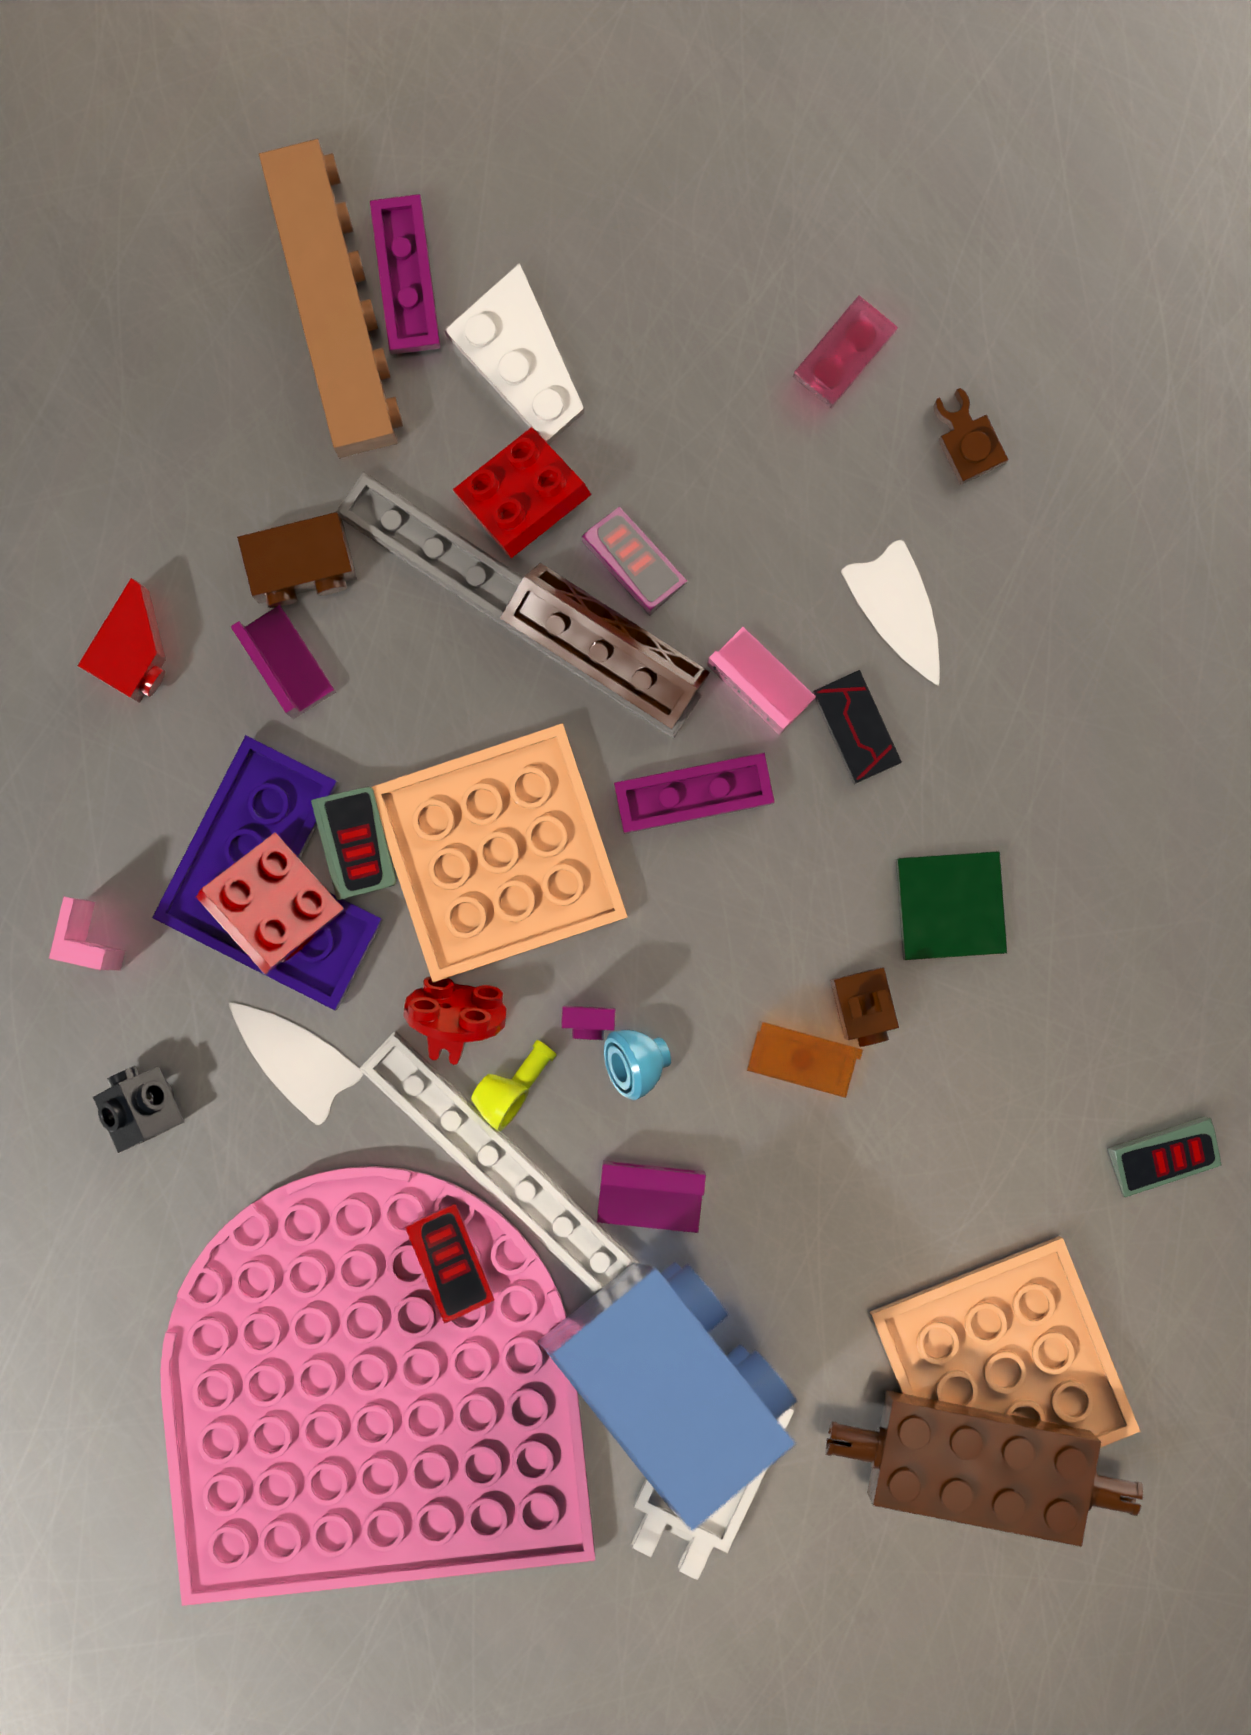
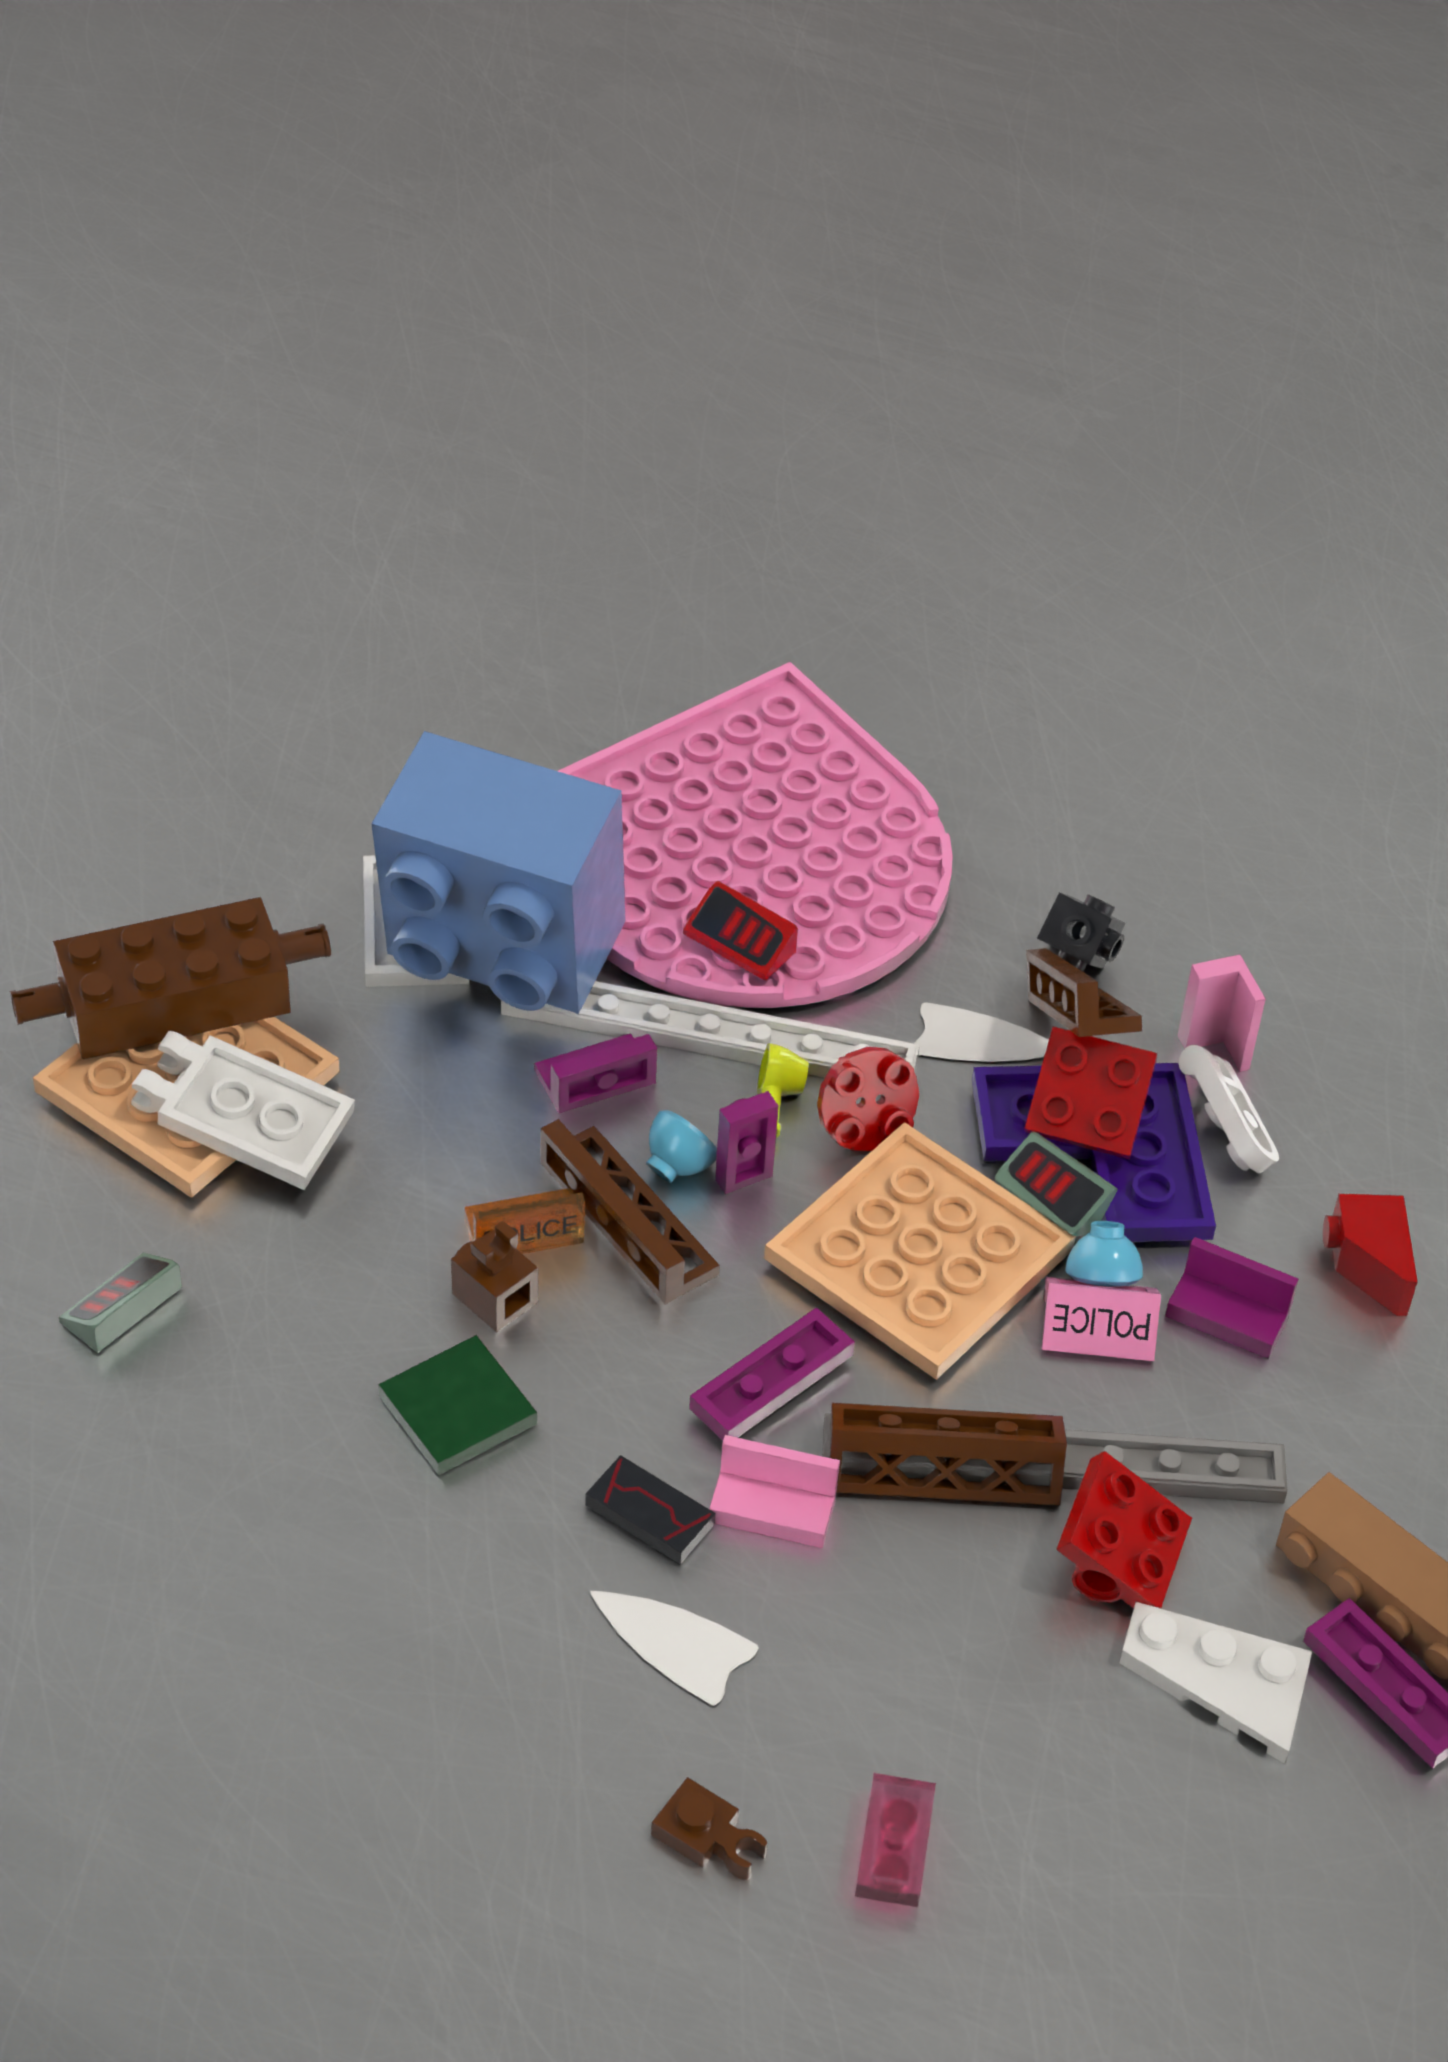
camera: 150 degrees right, 40 degrees down
(143, 849) = (1230, 1109): none -> white plate
(224, 1002) = (1075, 997): none -> reddish brown fence
(297, 560) = (1285, 1384): reddish brown brick -> none
(363, 748) = (1105, 1257): none -> medium azure brick
(393, 710) = (1100, 1319): none -> bright pink panel
(633, 560) = (973, 1541): slope -> none
(729, 1024) = (624, 1220): none -> reddish brown fence
(982, 1289) = (244, 1107): none -> white tile

